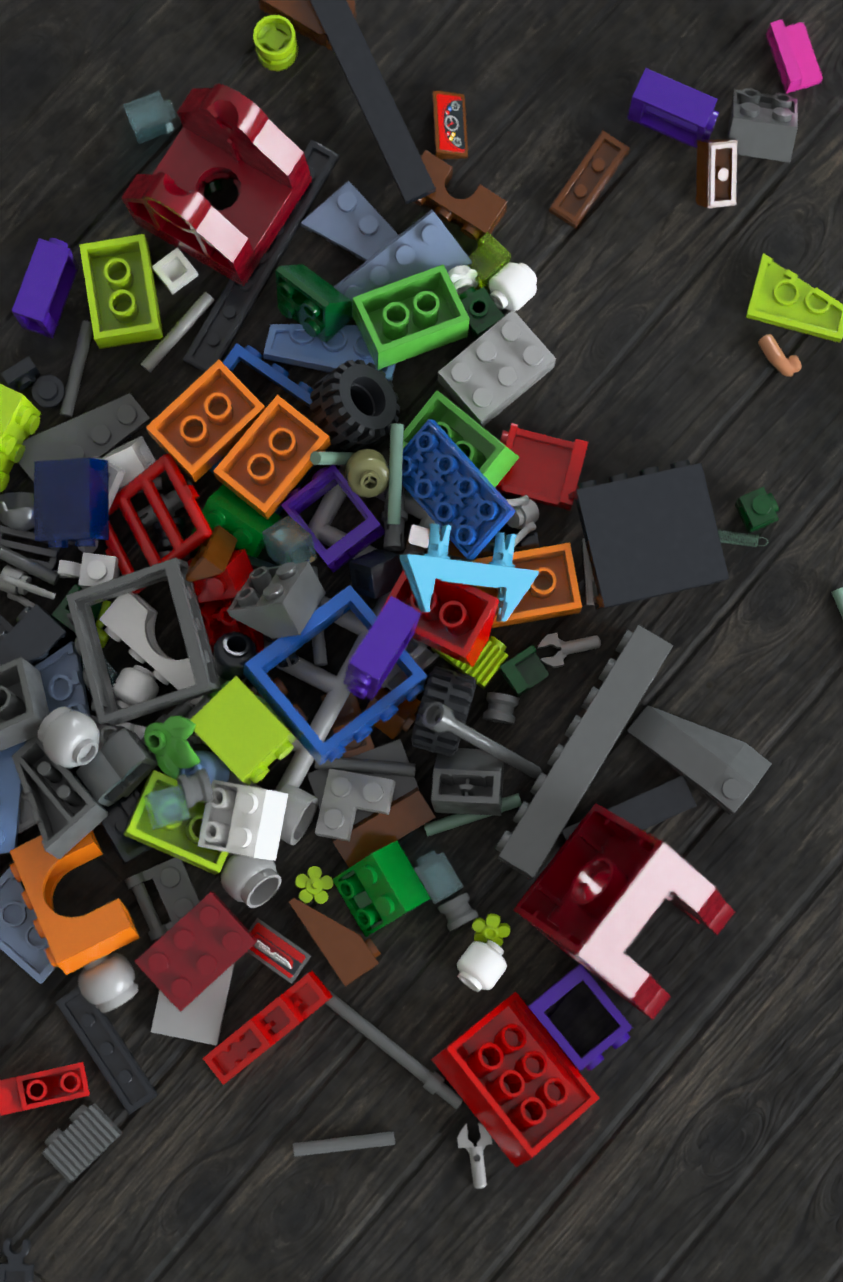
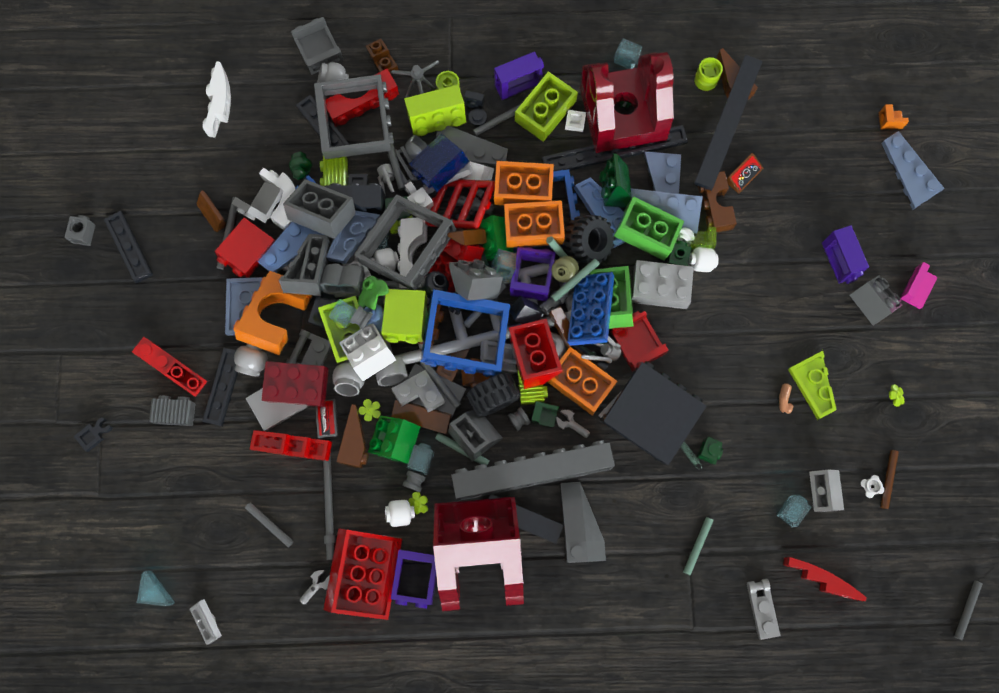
camera: 45 degrees right, 5 degrees down
(69, 737) = (336, 247): light grey piece -> none
(177, 332) = (551, 145): light grey bar -> none
(381, 649) = (492, 338): dark purple window -> none
(441, 719) = (486, 391): dark grey piece -> none
(499, 573) = (574, 361): medium azure hose -> none
(589, 179) = (780, 250): reddish brown tile -> none
(716, 172) = (837, 299): reddish brown slope -> none

